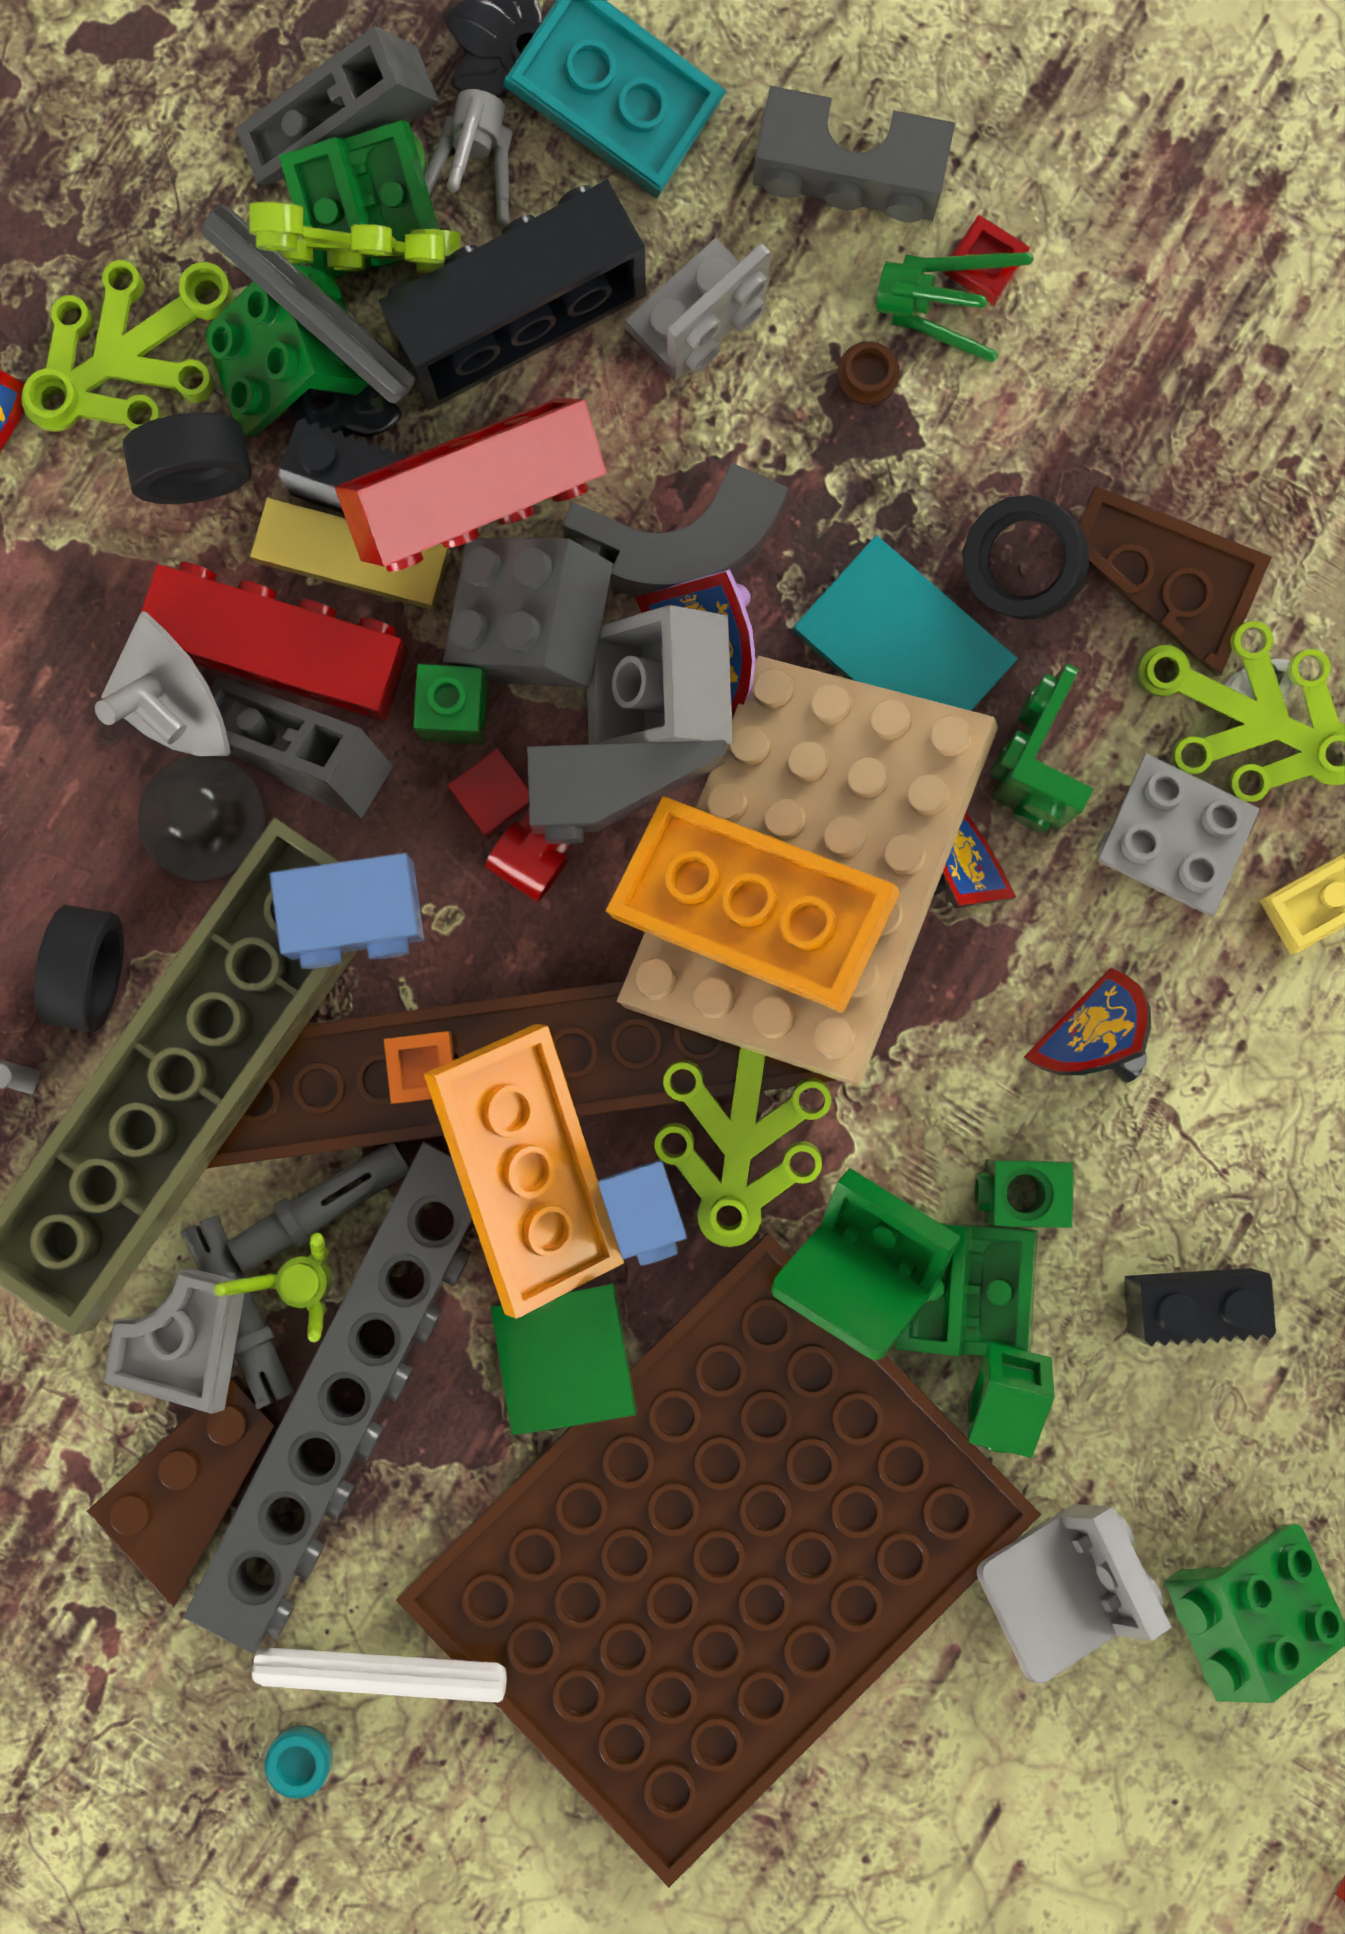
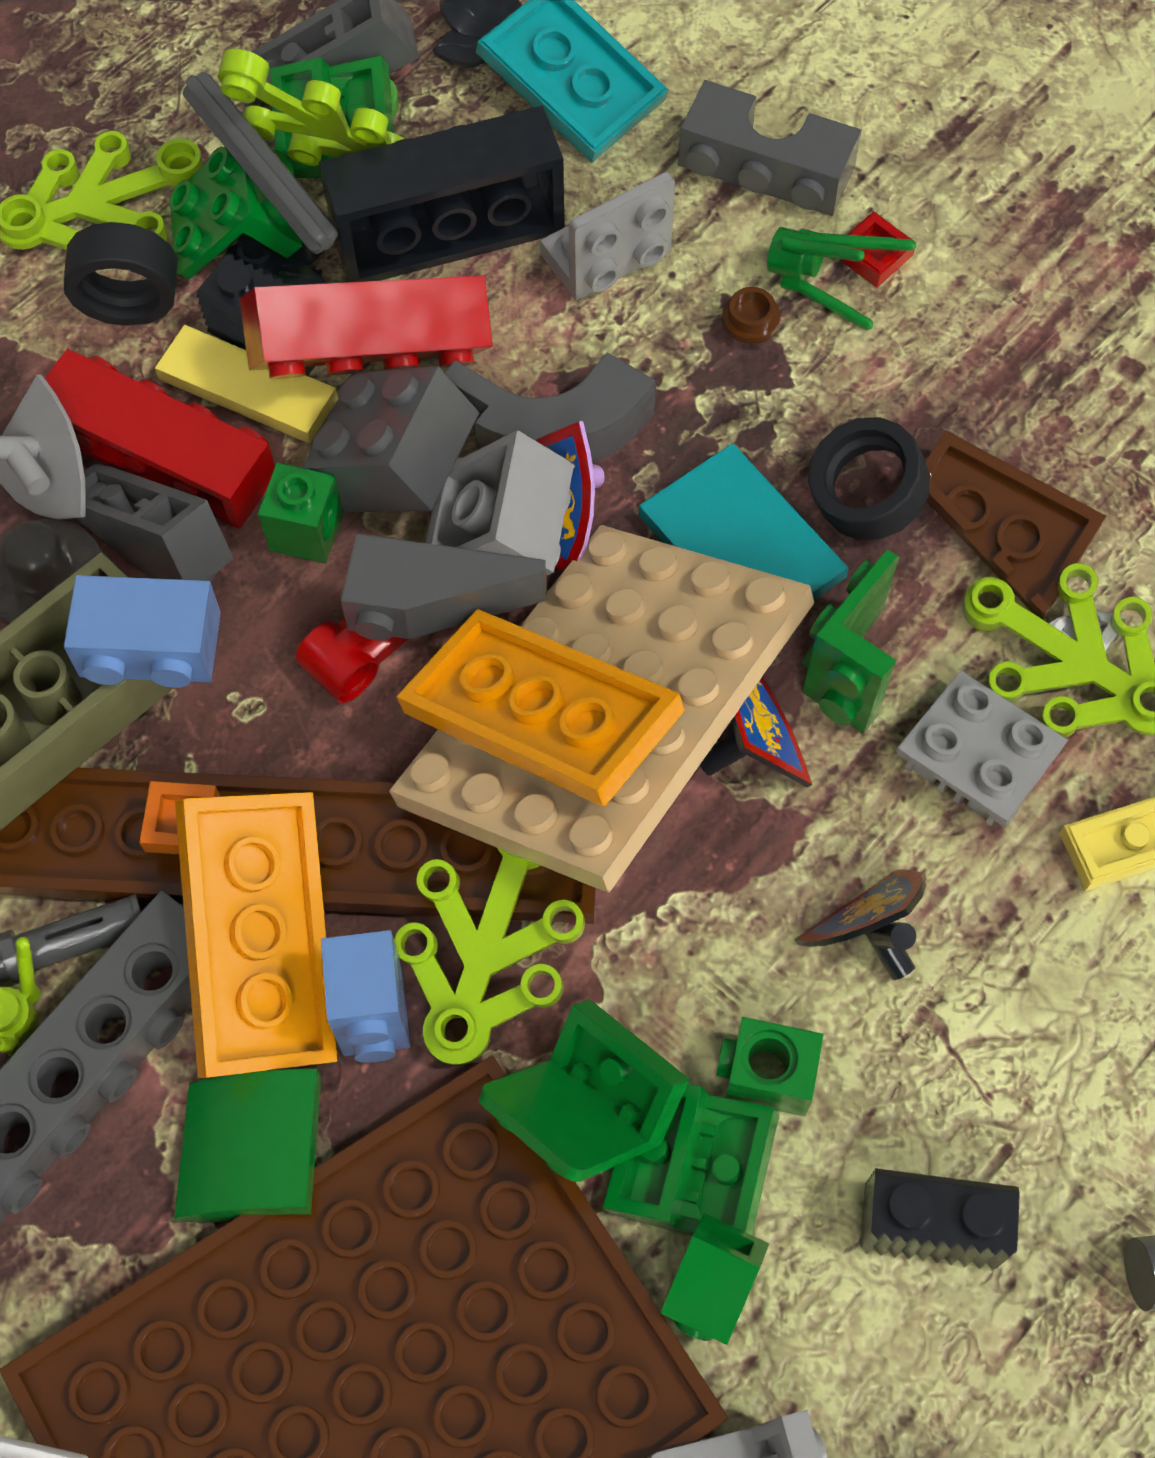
camera: 15 degrees right, 20 degrees down
(473, 133) = (443, 86): light grey plant -> none
(491, 792) = (315, 597): red tile -> none

